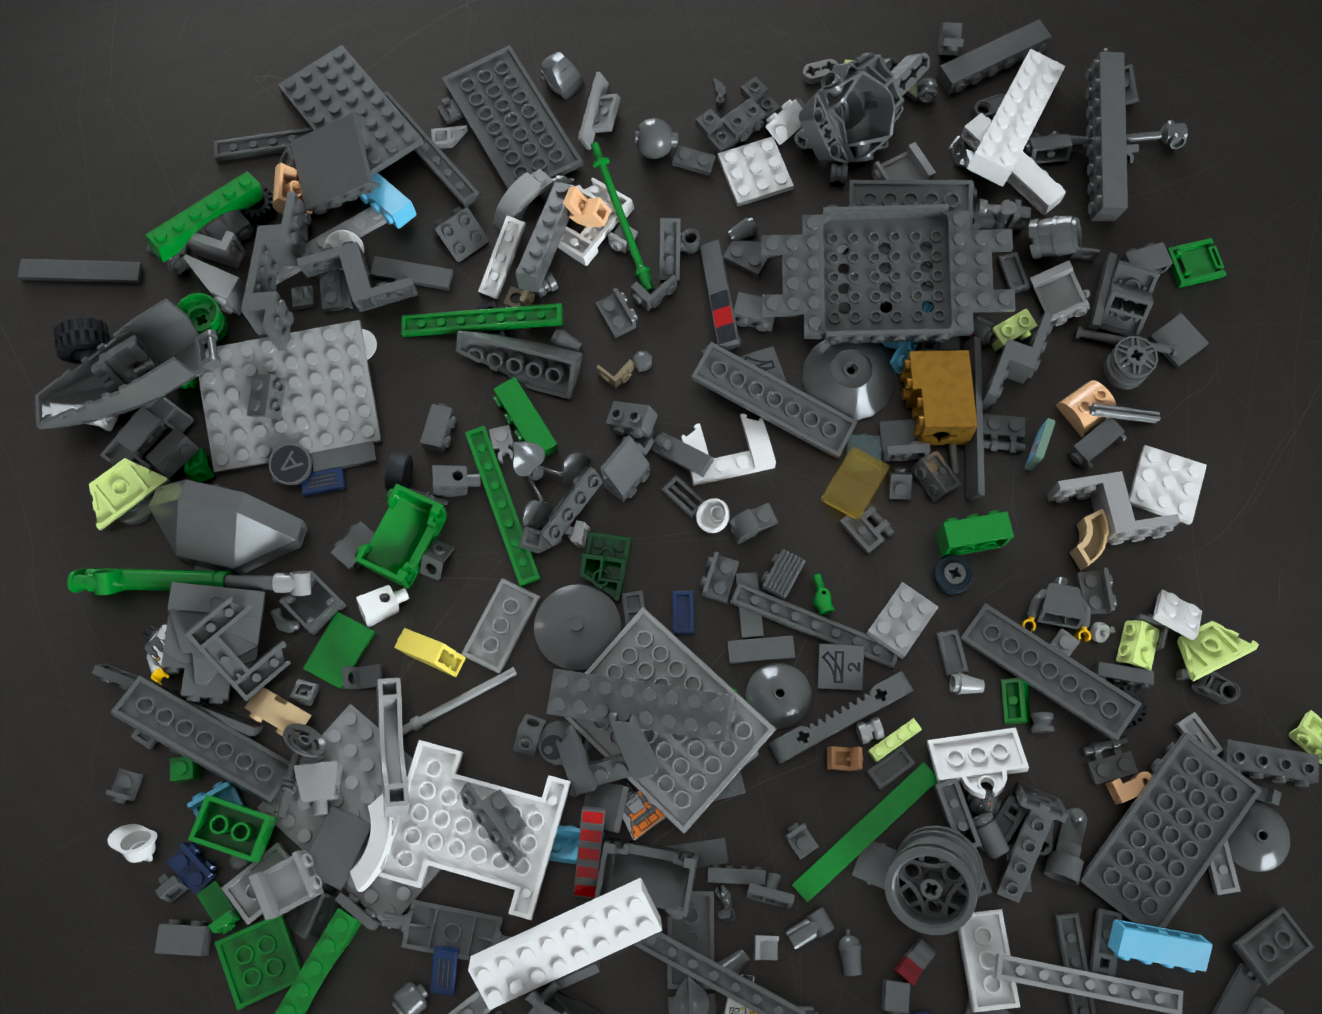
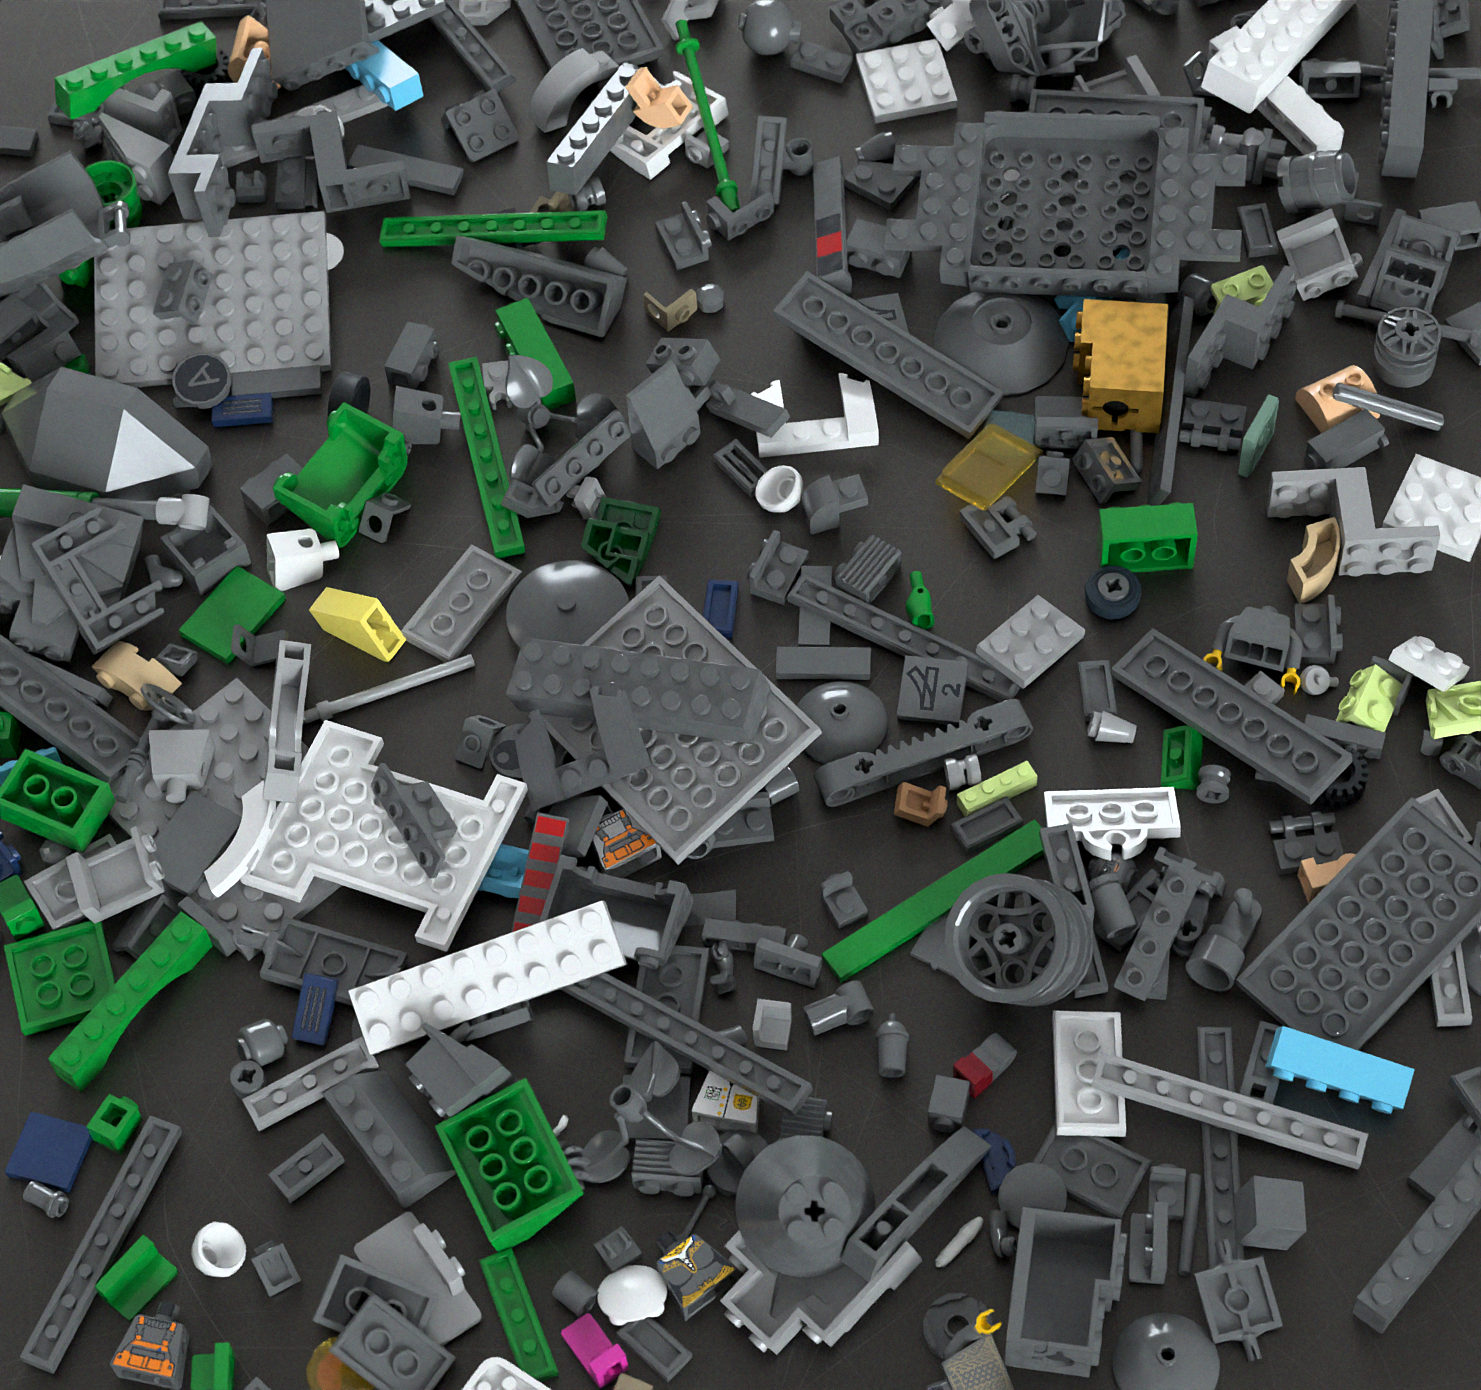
camera: 10 degrees right, 15 degrees down
(502, 257) = (533, 155): white tile -> none

